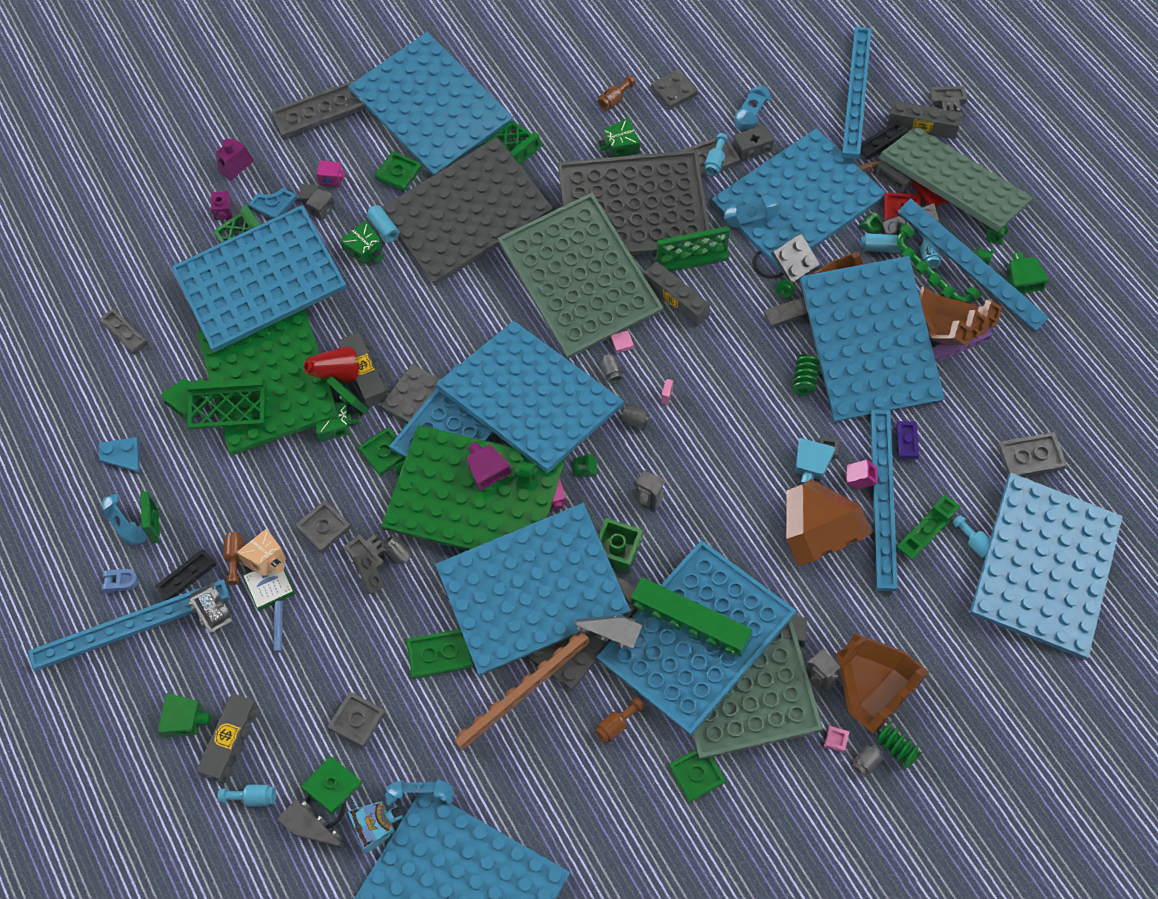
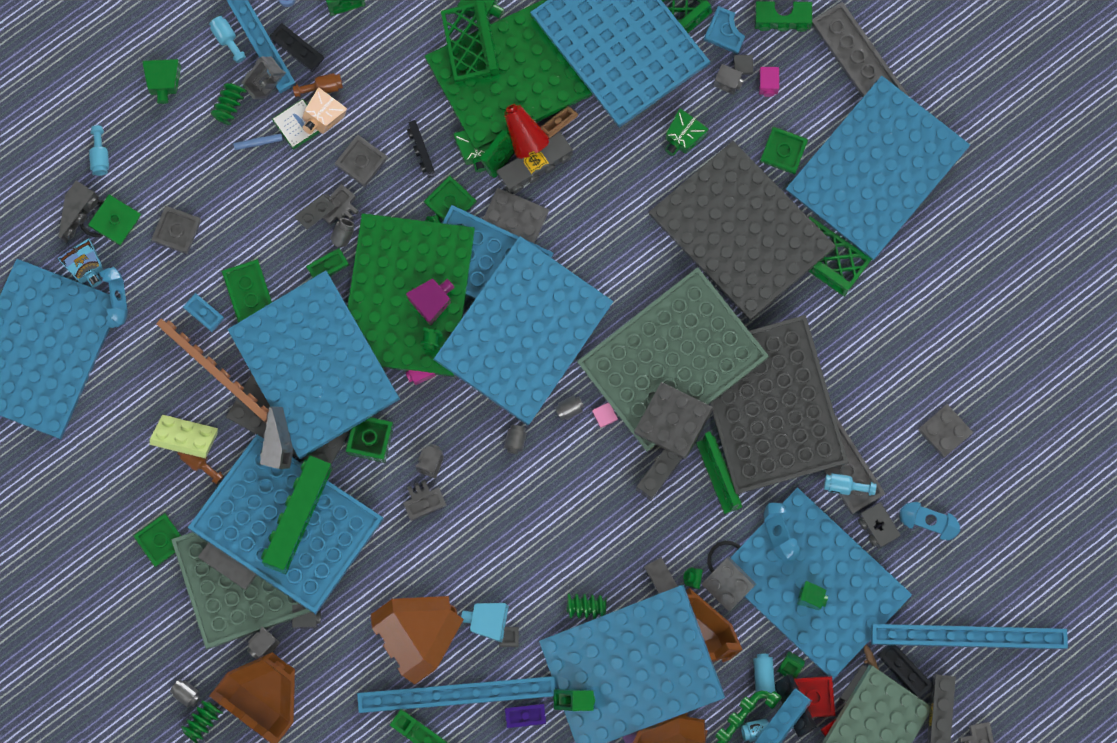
camera: 80 degrees right, 15 degrees up
(153, 645) = (225, 36): none -> medium azure piece
(227, 650) = (227, 102): none -> green piece
(228, 738) = (146, 122): dark grey brick -> none
(270, 167) = (767, 17): none -> green arch
(324, 468) = (420, 149): none -> black plate
(326, 338) = (559, 121): none -> medium nougat slope
(383, 223) = (713, 147): medium azure brick -> none
(427, 570) = (331, 263): none -> green plate
(454, 700) = (203, 312): none -> dark azure plate
(585, 466) = (457, 397): green slope -> none
(588, 731) = (183, 436): none -> yellowish green plate
(615, 94) = (923, 364): dark orange piece -> none
(620, 140) = (861, 379): green torso -> none
(639, 276) = (673, 420): none -> flat silver plate
(667, 391) = (549, 467): bright pink tile -> none
(686, 507) = (423, 501): none -> flat silver hinge
(736, 698) = (227, 566): none -> flat silver tile
(814, 193) = (812, 596): none -> green slope
(836, 739) = (205, 664): bright pink tile -> none
(861, 474) = (476, 670): dark pink brick -> none
(898, 390) = (574, 700): none -> green slope

